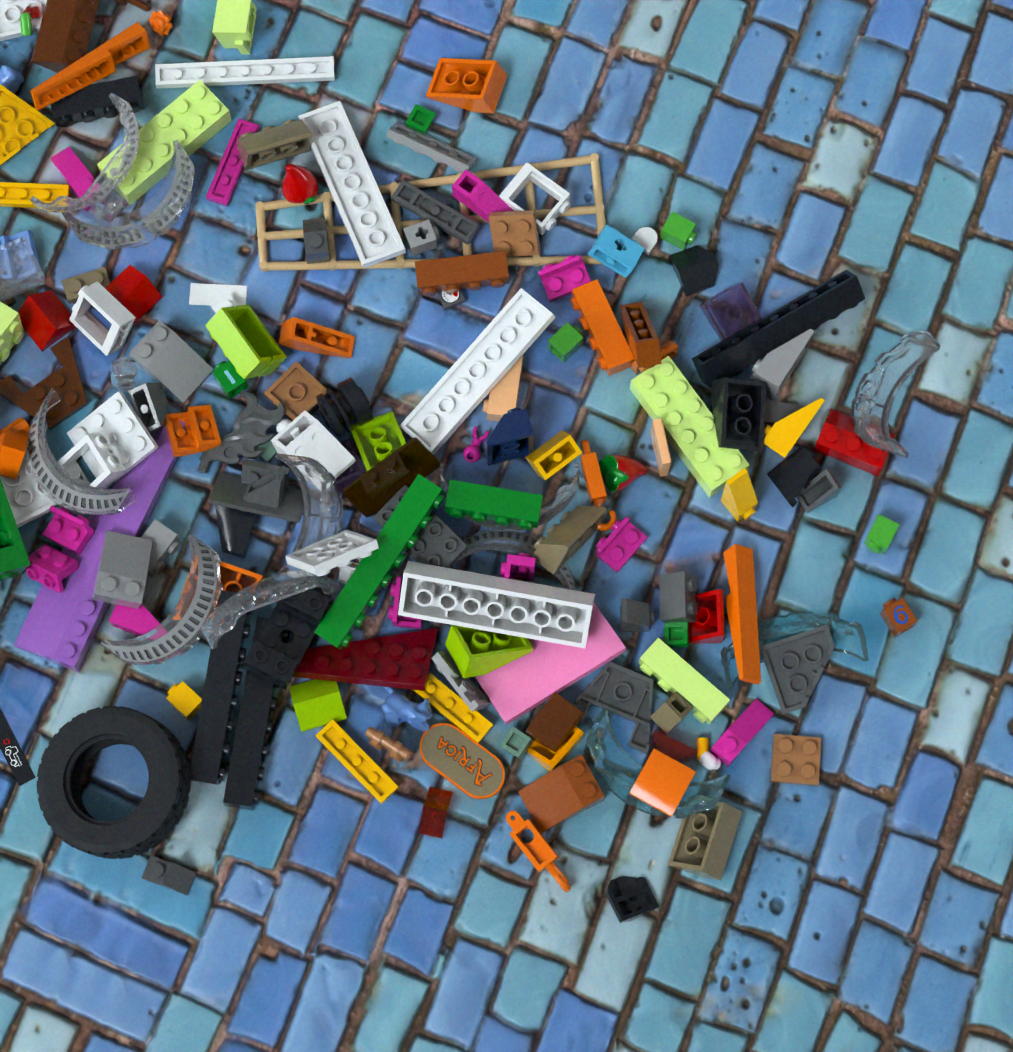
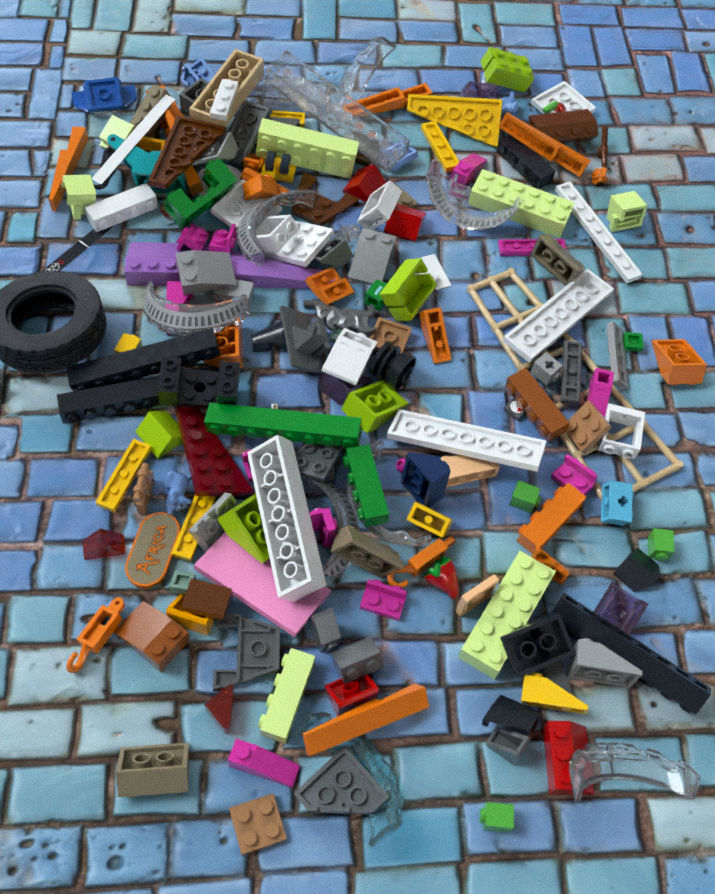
camera: 60 degrees right, 15 degrees down
(113, 172) = (478, 169): clear windscreen -> none
(261, 594) = (226, 355): clear windscreen -> none
(299, 185) = (540, 283): red hat -> none
(316, 240) = (504, 307): dark grey slope -> none
(321, 502) = (298, 384): clear windscreen -> none
(332, 552) = (273, 387): white plate -> none
(385, 479) = (344, 402): dark brown bracket -> none
(622, 771) = (184, 691): clear light blue windscreen -> none
(630, 898) = (77, 724): black slope -> none
(640, 335) = (558, 539): dark orange brick -> none
(646, 238) = (640, 525): white tile -> none
(662, 782) = (187, 708): orange slope -> none
(671, 712) = (255, 693): dark tan brick -> none
(676, 634) = (326, 673): green plate -> none
(705, 757) = (228, 741): arm -> none
(740, 496) = (468, 673): yellow slope -> none
(898, 616) = (429, 865): dark orange brick -> none

